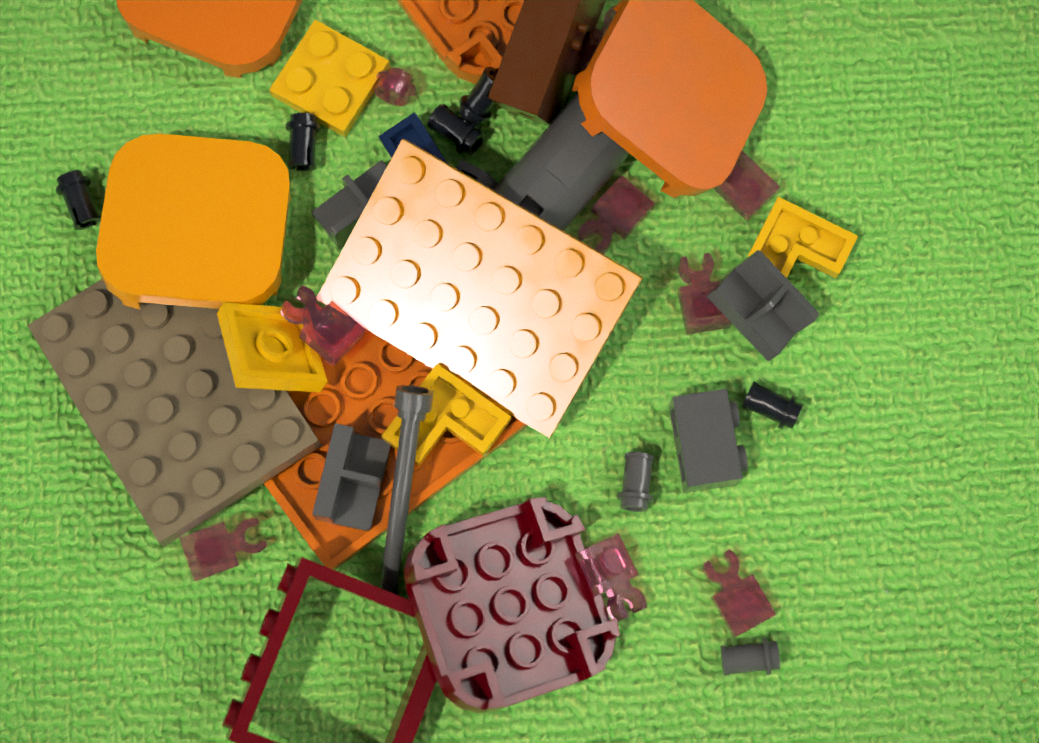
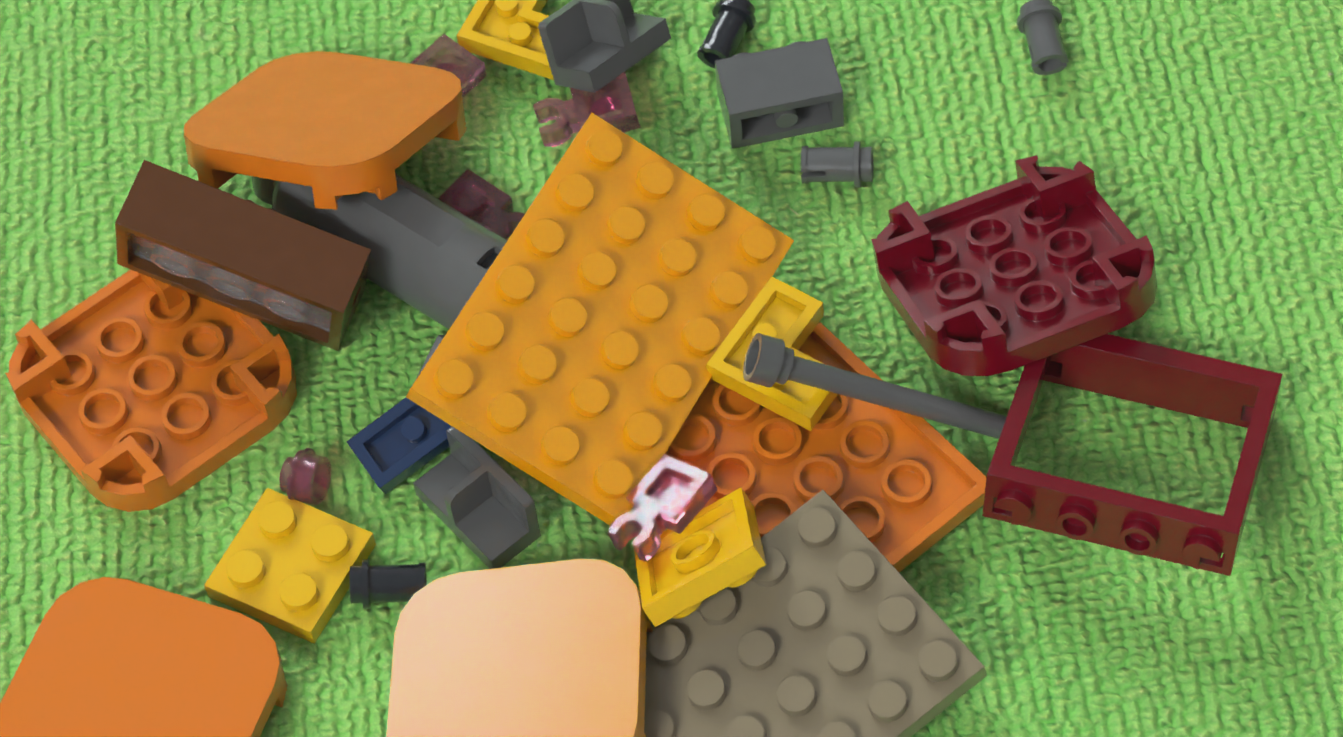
camera: 85 degrees left, 20 degrees down
(214, 549) = (980, 625): clear pink plate -> none
(351, 479) = (868, 461): dark grey panel -> none
(456, 129) = (369, 397): black pin -> none
(476, 105) = (323, 363): black pin -> none
(609, 571) = (955, 182): clear pink plate -> none
(740, 601) = (968, 54): clear pink plate -> none

